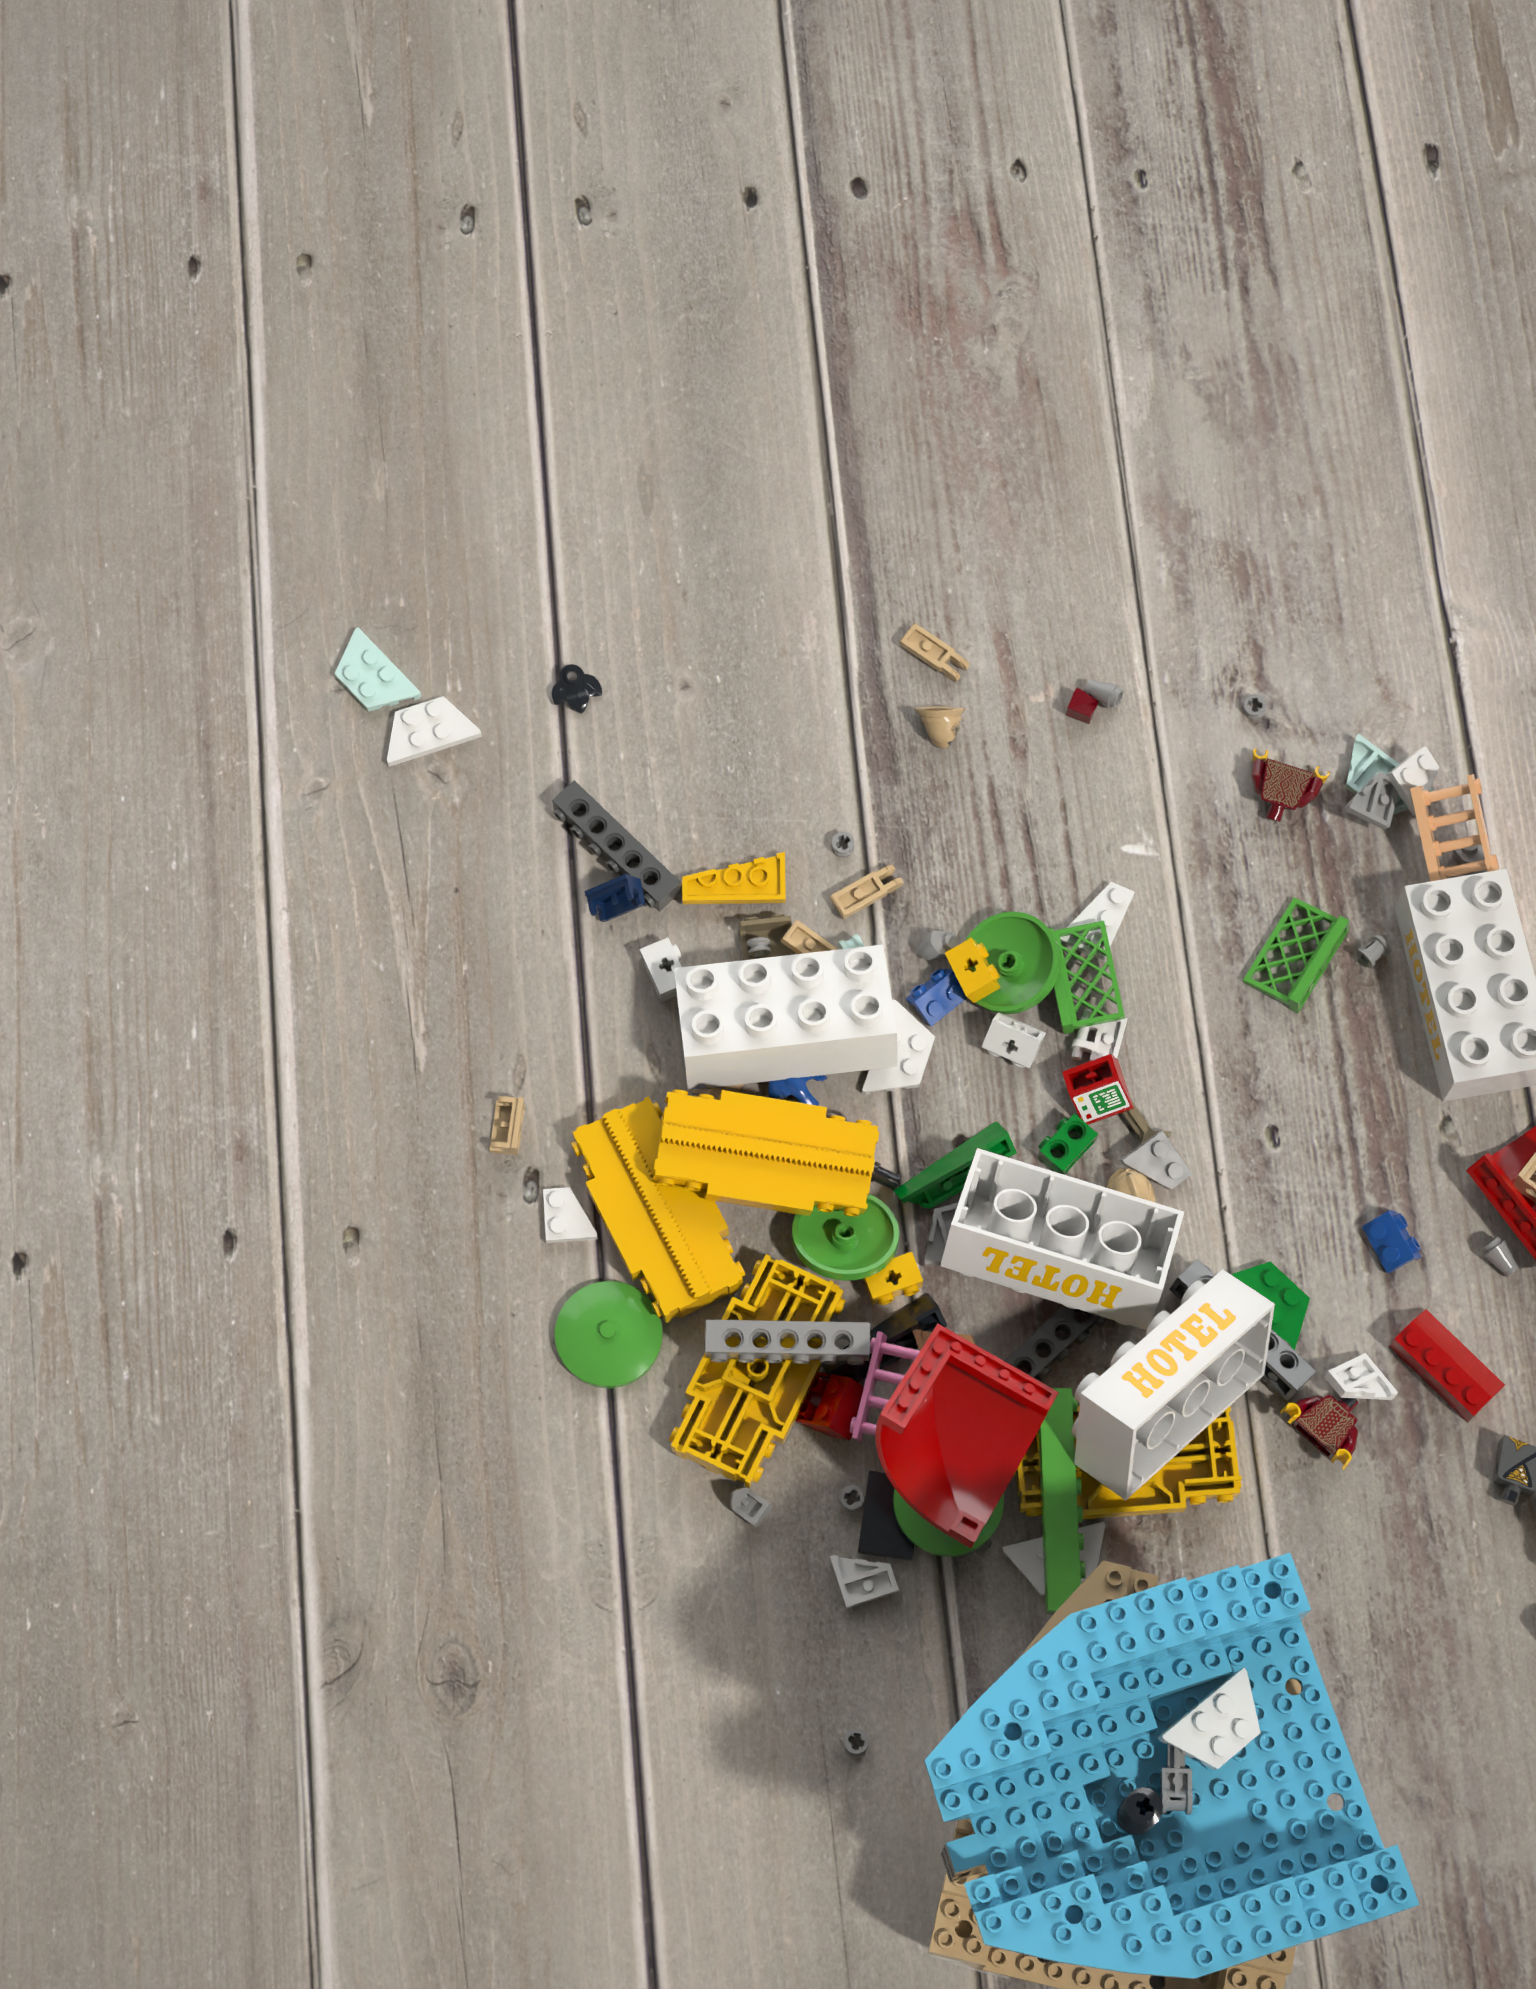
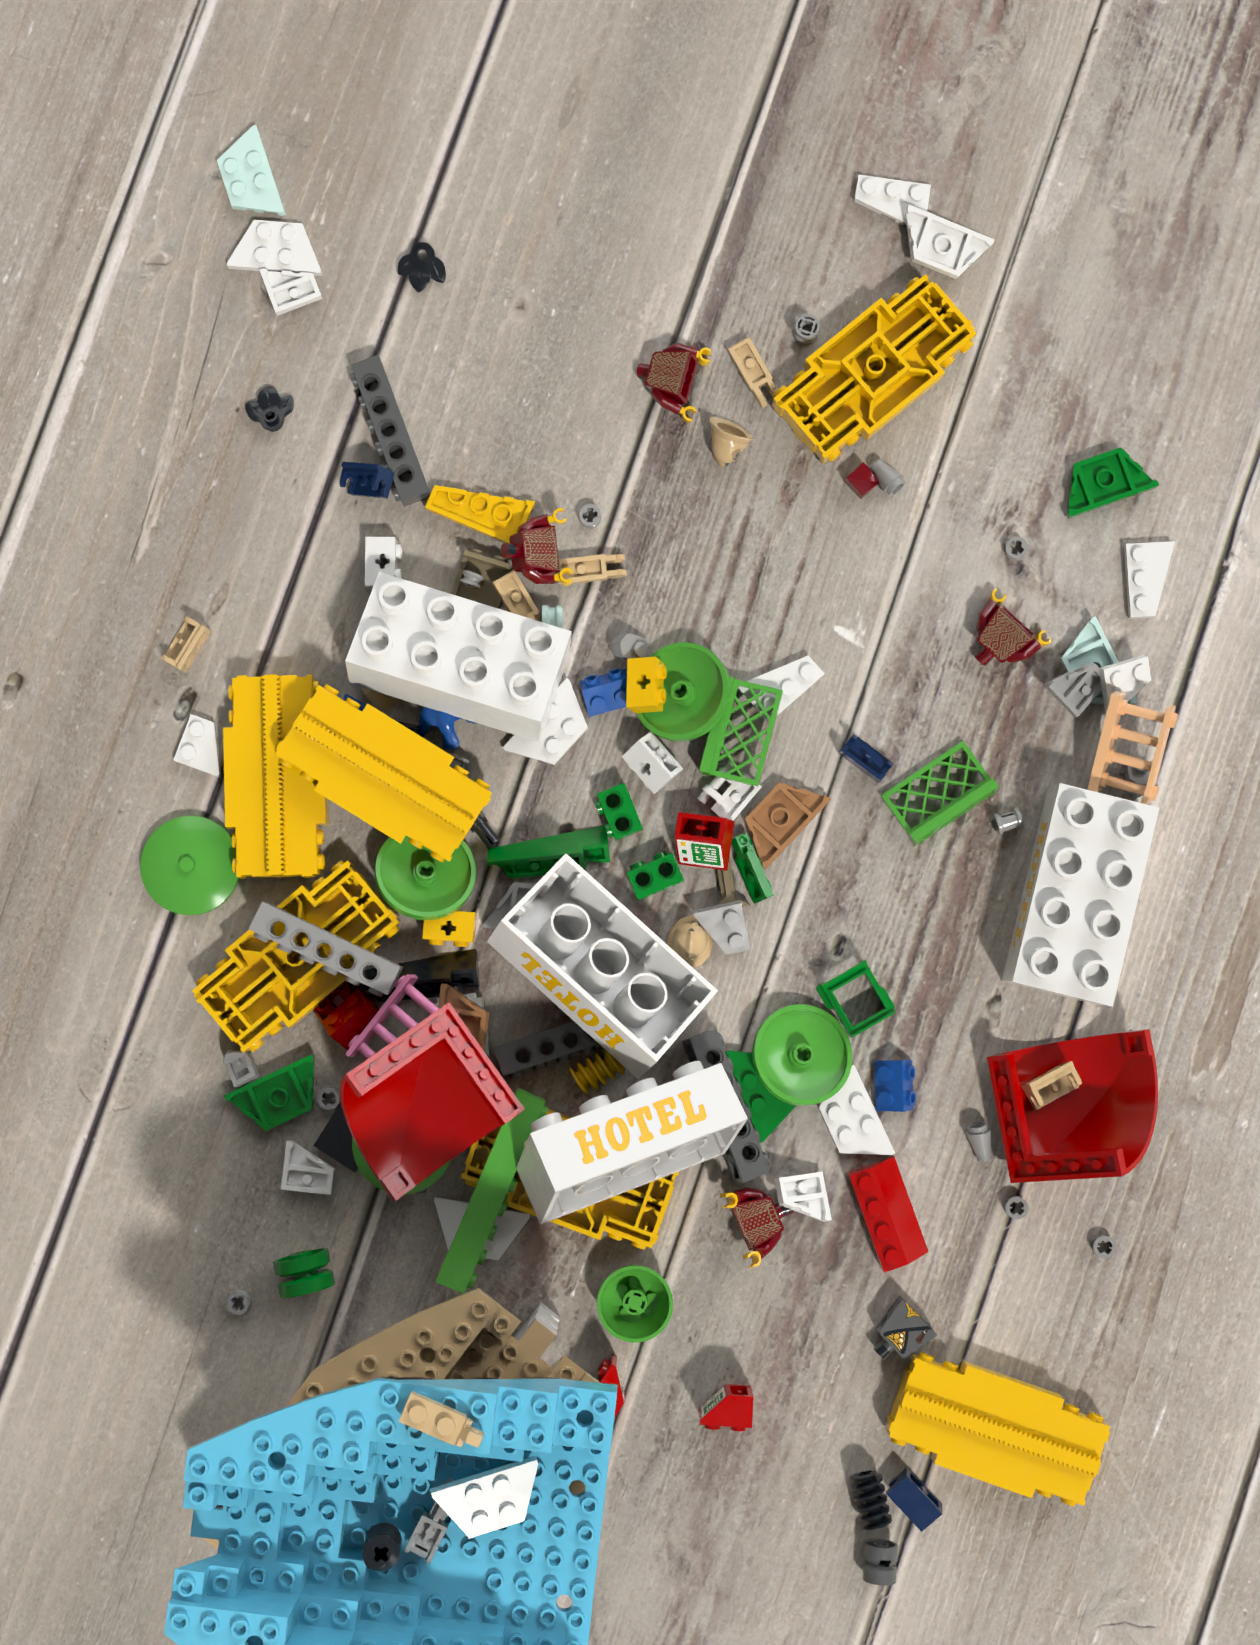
camera: 30 degrees right, 15 degrees up
(459, 759) = (290, 289): none -> white wing
(486, 873) = (268, 406): none -> black plate
(799, 1517) = (278, 1095): none -> green wing
(809, 894) = (536, 550): none -> dark red torso
(860, 686) = (672, 375): none -> dark red torso
(912, 1677) = (303, 1272): none -> green wheel
(964, 600) = (804, 334): none -> light grey wheel
(993, 449) = (891, 196): none -> white wing
(1009, 1097) = (624, 810): none -> green brick
(1044, 602) = (874, 368): none -> yellow piece
(1051, 470) = (942, 243): none -> white wing
(1102, 1348) = (596, 1071): none -> yellow piece
(1147, 1620) = (440, 1421): none -> tan hinge
(1156, 1099) = (751, 869): none -> green hinge
(1161, 1041) = (781, 819): none -> medium nougat wing
(1211, 953) = (866, 758): none -> dark blue hinge
(1249, 1534) = (642, 1315): none -> bright green piece
(1291, 1248) = (802, 1055): none -> bright green dish
(1293, 1188) = (826, 993): none -> green piece
(1305, 613) = (1105, 481): none -> green wing
(1369, 1290) = (854, 1120): none -> white wing
(1385, 681) = (1145, 576): none -> white wing
(1392, 1614) = (728, 1407): none -> red slope

